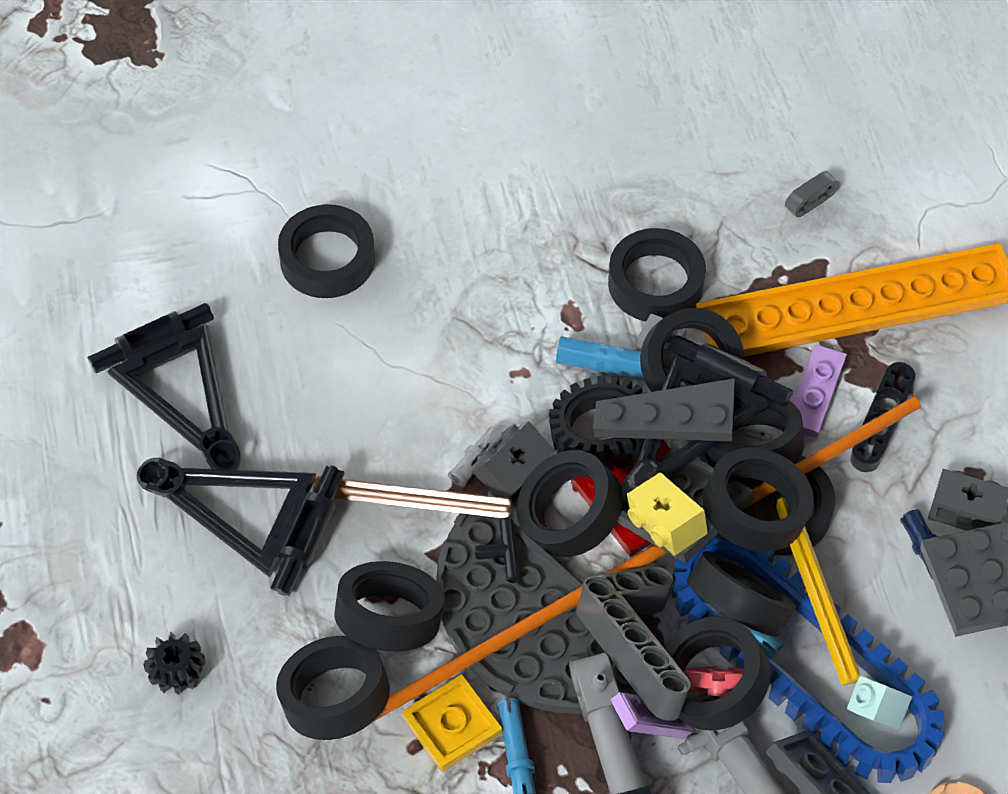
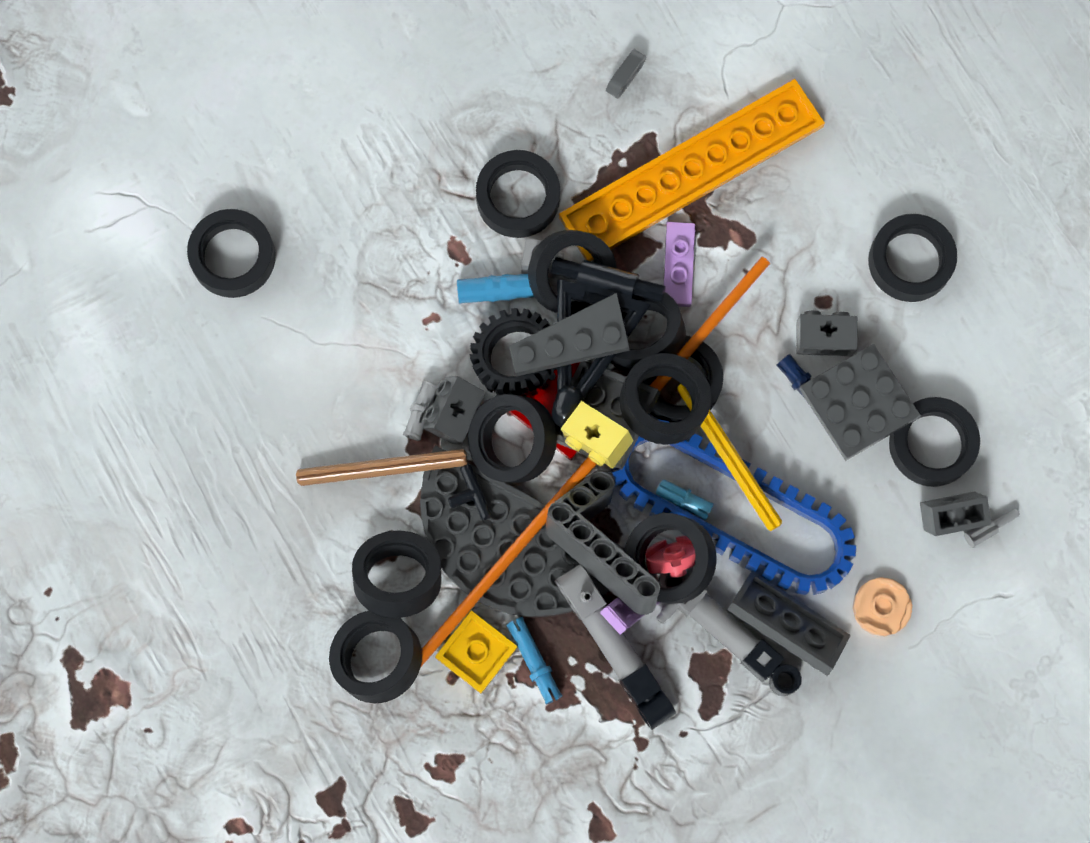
camera: 20 degrees left, 20 degrees up
(158, 344) = (120, 388): black piece -> none
(161, 659) = (231, 674): black gear -> none
(295, 530) = (297, 519): black piece -> none
(741, 594) = (667, 496): black tyre -> none
(879, 702) = (801, 536): light aqua brick -> none
(884, 391) = (738, 272): black beam -> none

